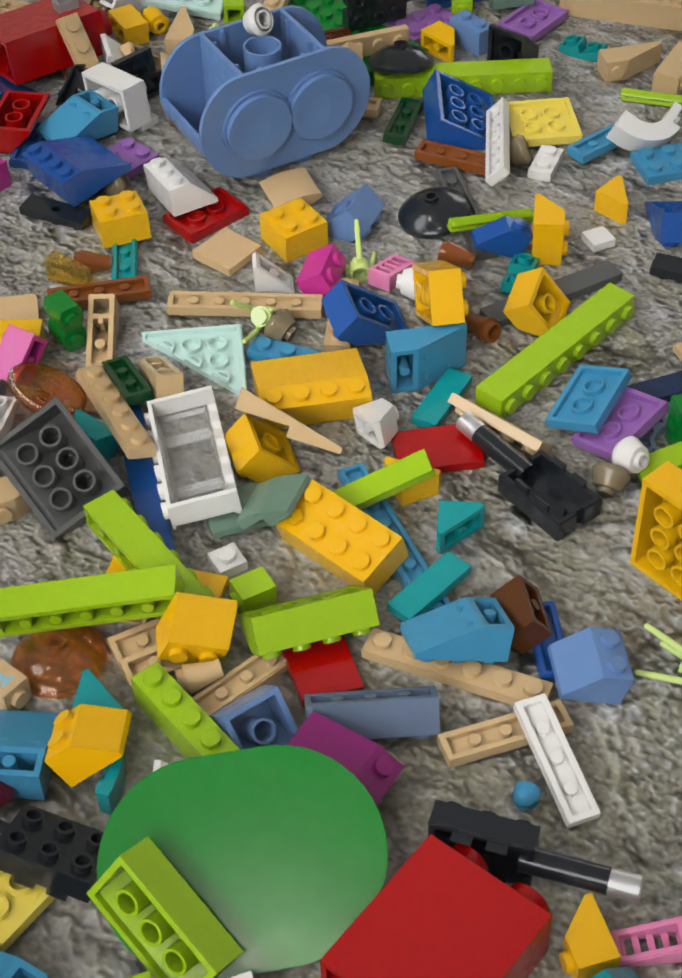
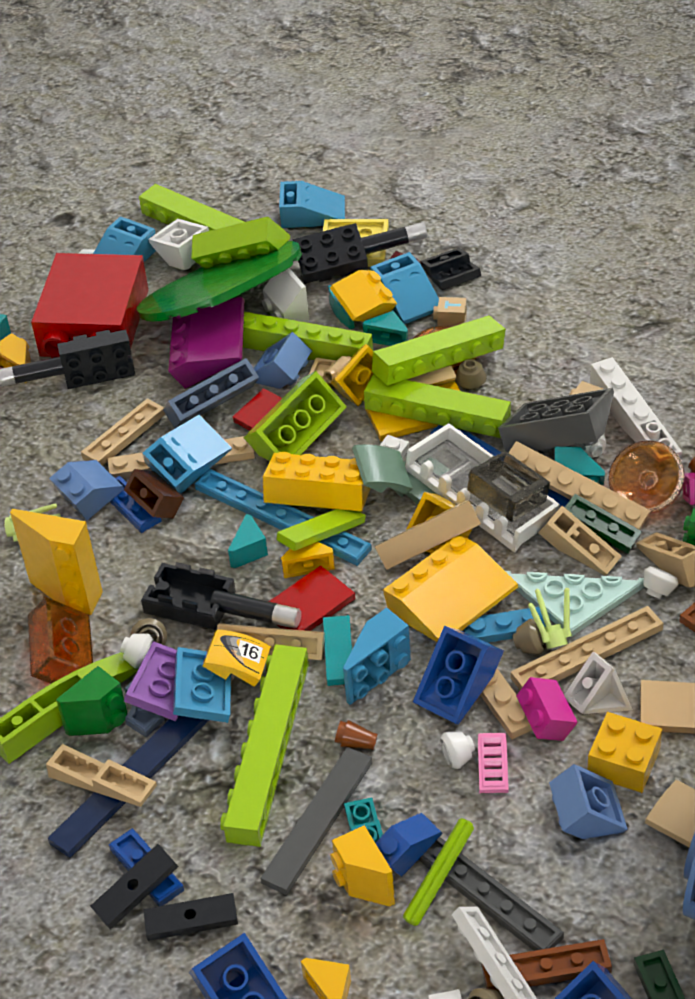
camera: 150 degrees right, 0 degrees up
(135, 318) = (659, 582): none -> white cone
(167, 397) = (532, 485): none -> clear smoke window
(253, 590) = (351, 430): lime brick -> none
(359, 265) = (524, 746): yellowish green plant -> none
(376, 421) = (364, 581): white slope -> none
(428, 211) = (511, 864): black dish -> none
(429, 587) = (231, 486): teal tile -> none
(439, 292) = (397, 693): yellow brick -> none
(456, 255) = (444, 811): dark orange cone -> none
(526, 795) = (90, 409): dark azure hinge -> none
(535, 302) = (313, 770): yellow slope -> none
(543, 404) = (237, 655): none -> yellow slope
(556, 760) = (80, 423): white plate -> none
(598, 239) = (316, 924): white tile -> none

